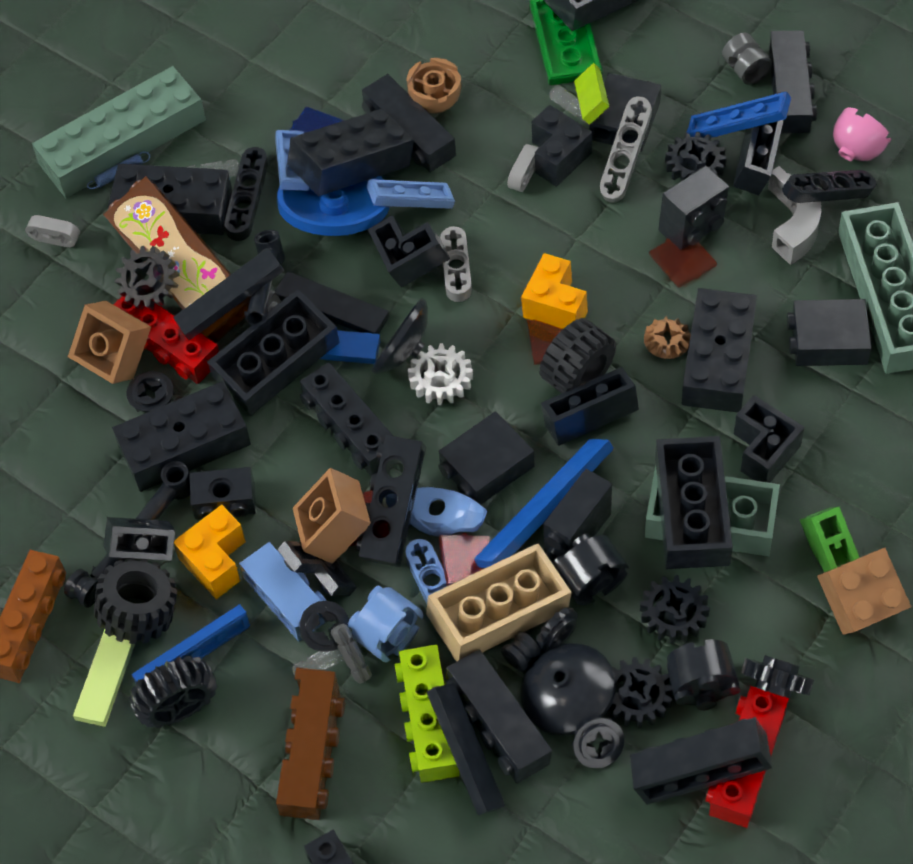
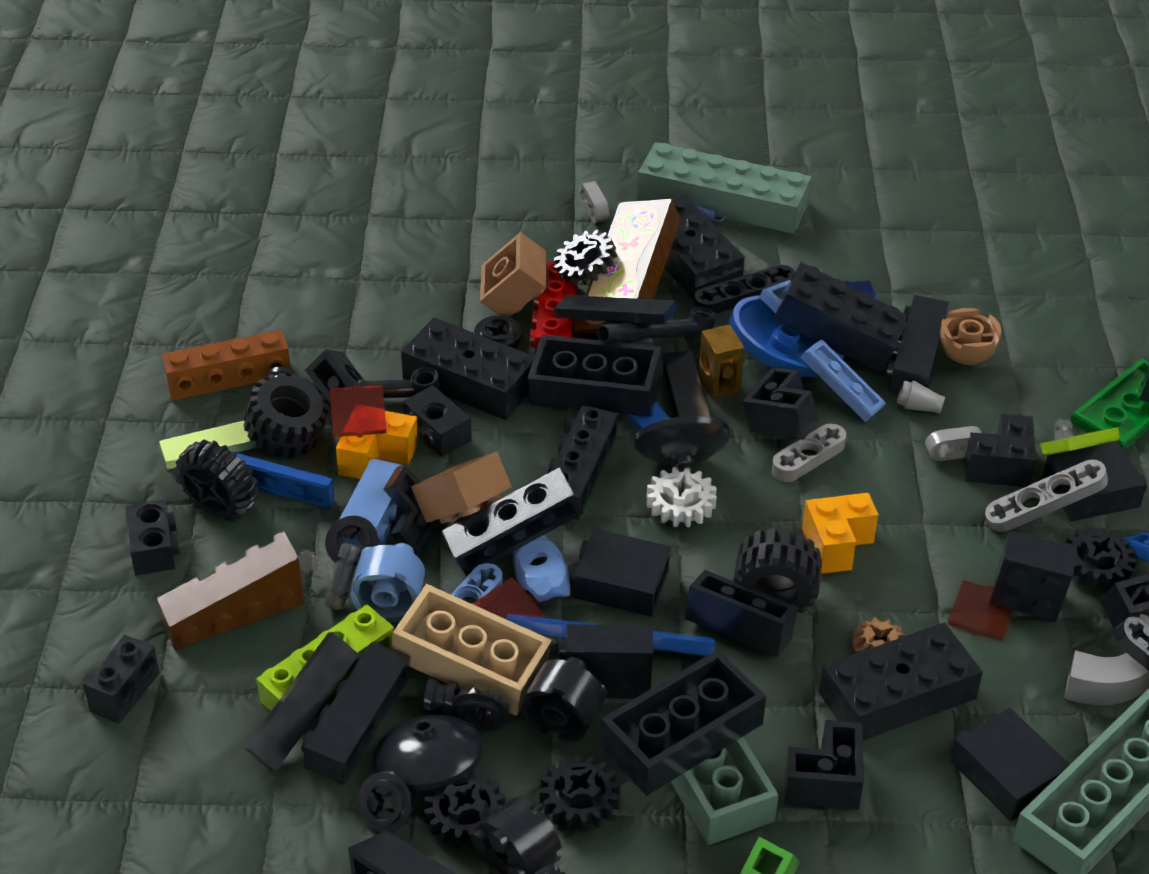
camera: 50 degrees right, 15 degrees down
(184, 783) = (150, 537): none -> black brick
(191, 542) = (358, 411): none -> clear red piece
(328, 258) = (721, 361): none -> pearl gold brick
(457, 160) = (918, 397): none -> light grey cone

